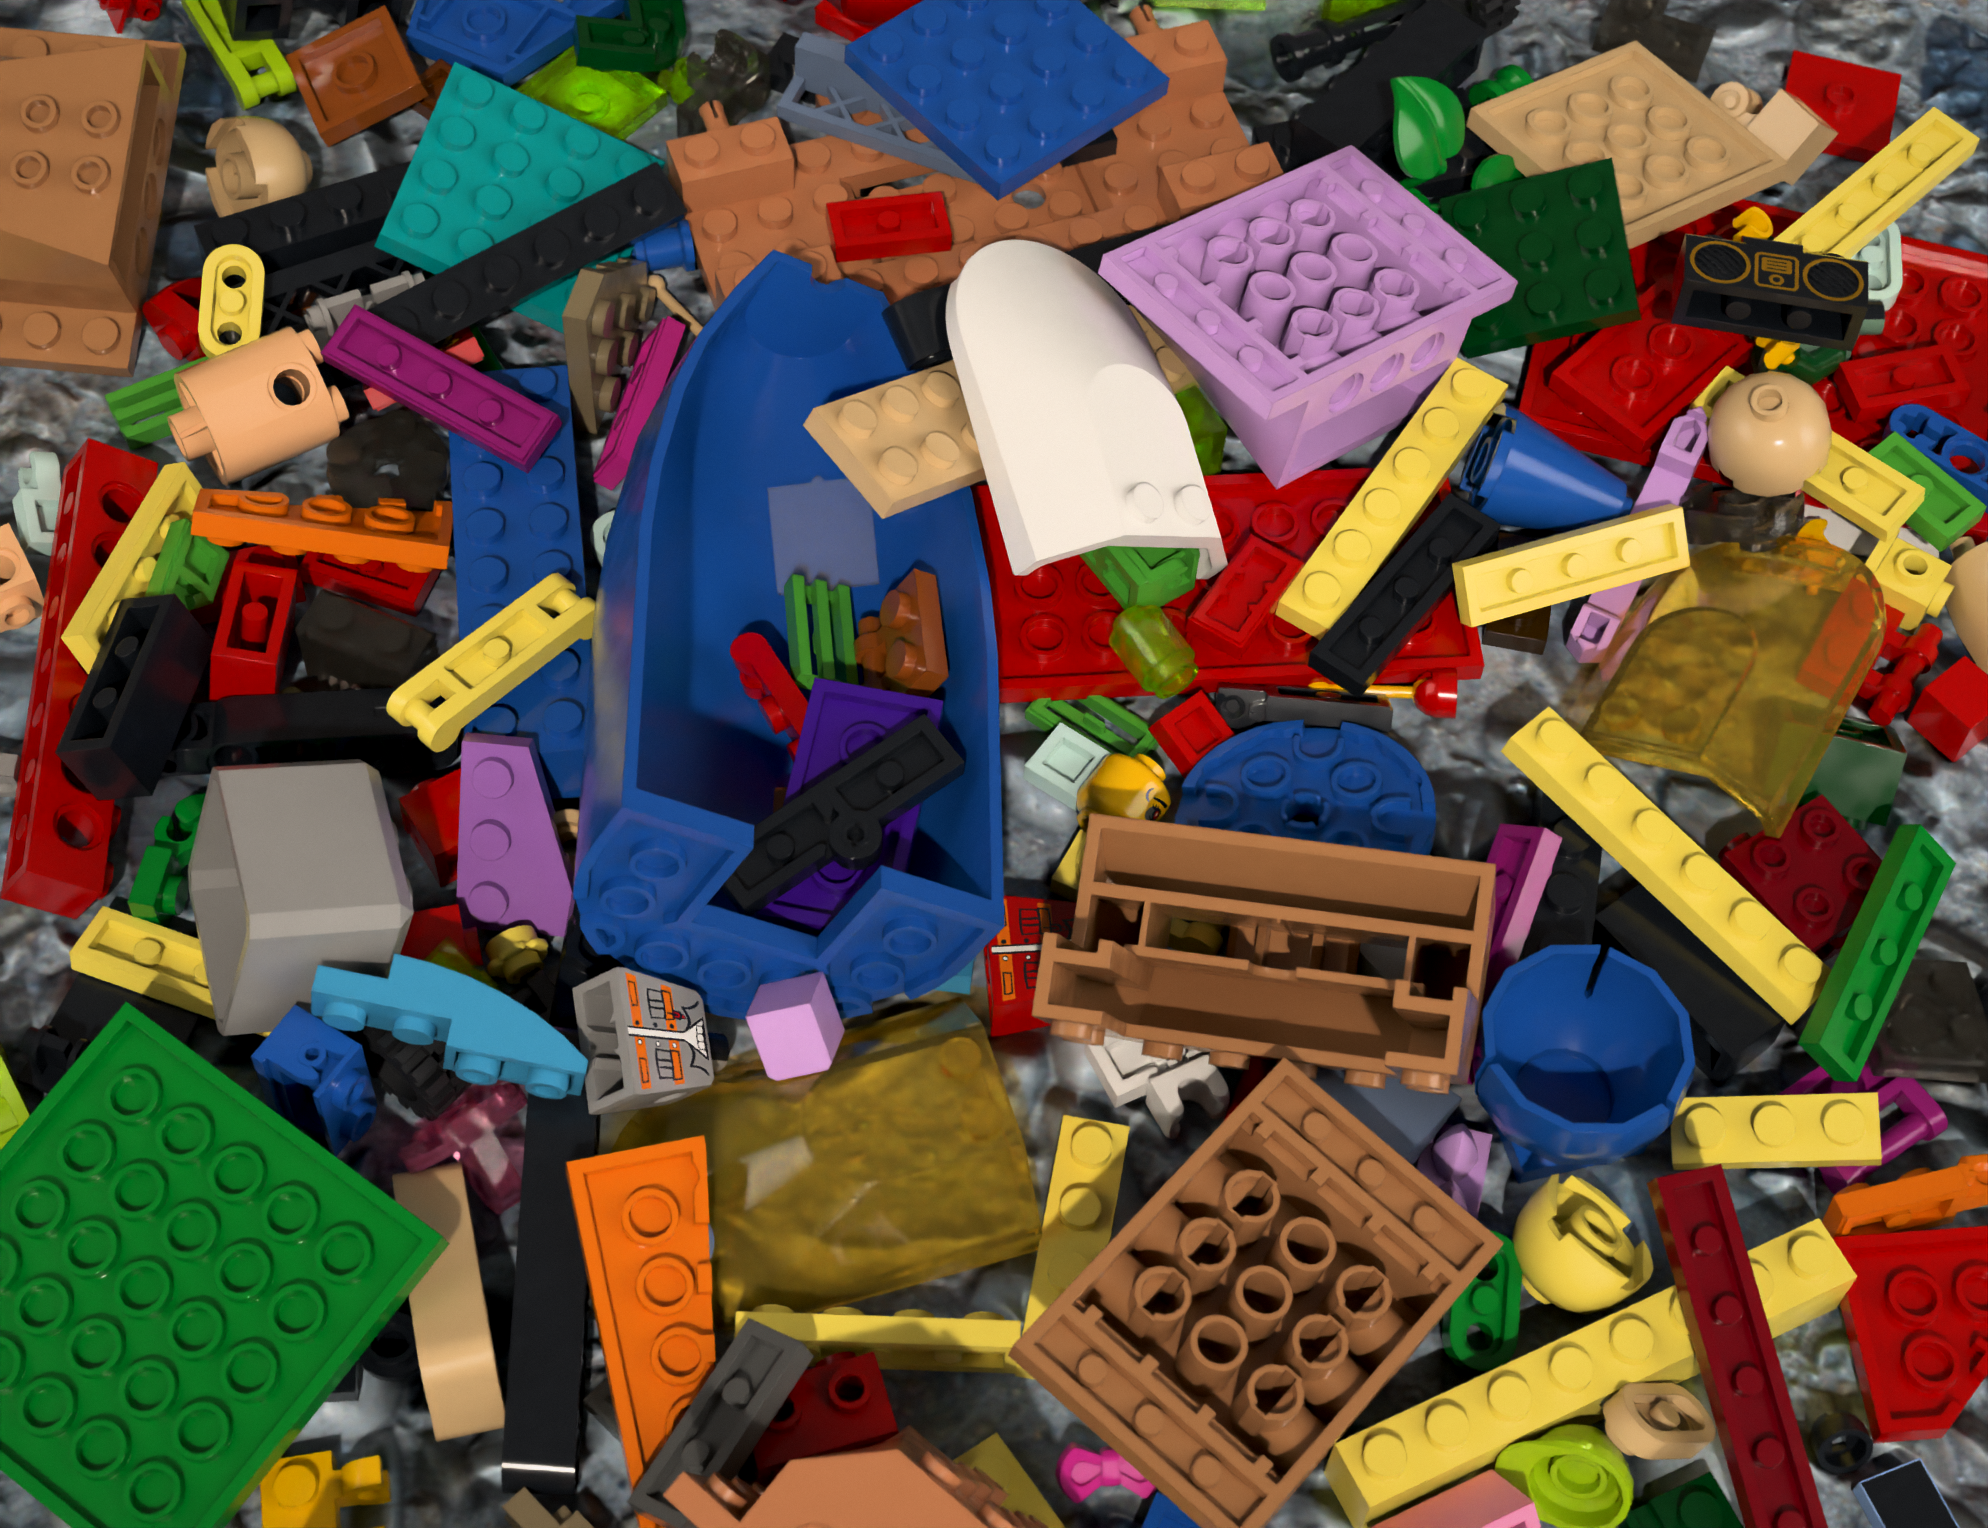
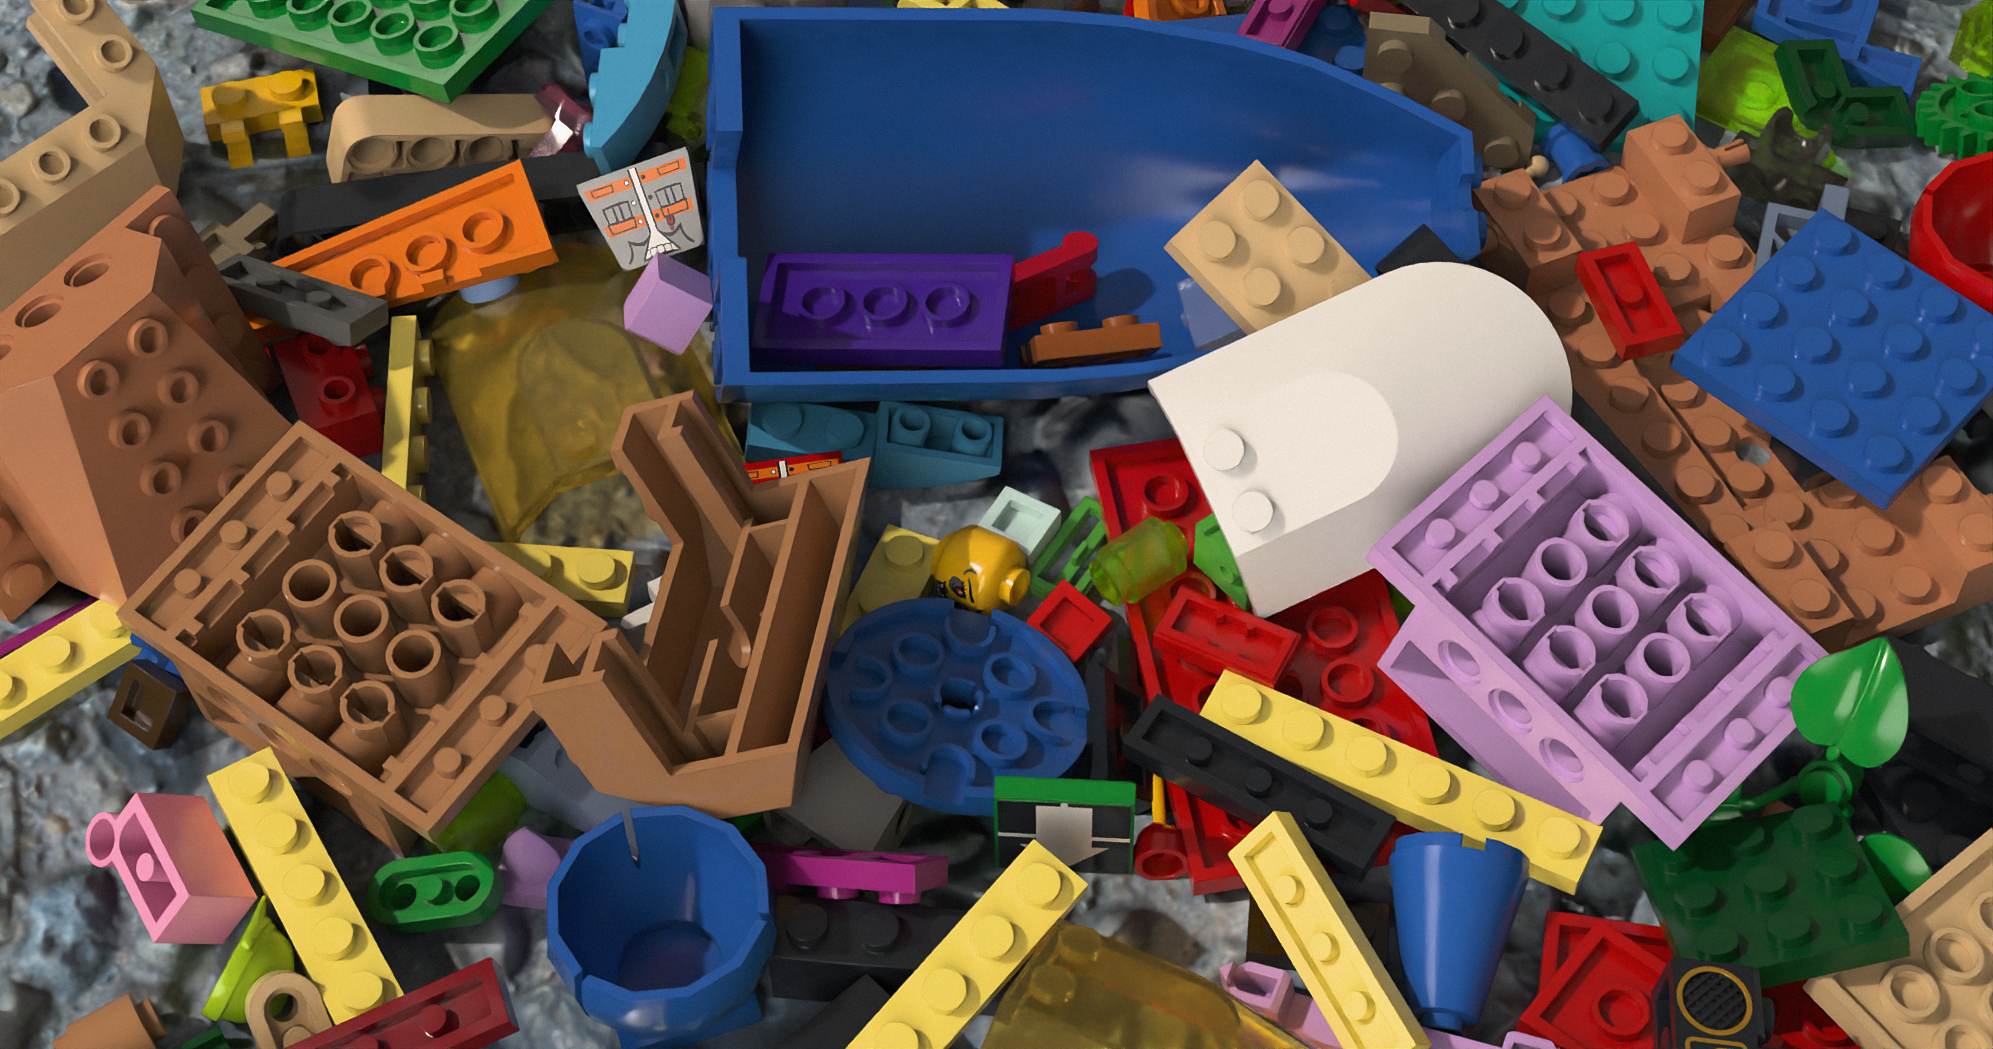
camera: 90 degrees right, 5 degrees down
(831, 636) = (1121, 283): bright green tile -> none
(843, 815) = (855, 280): black hinge -> none
(1444, 731) = (1074, 819): none -> tile
(1576, 1248) = (483, 928): light yellow cylinder -> none

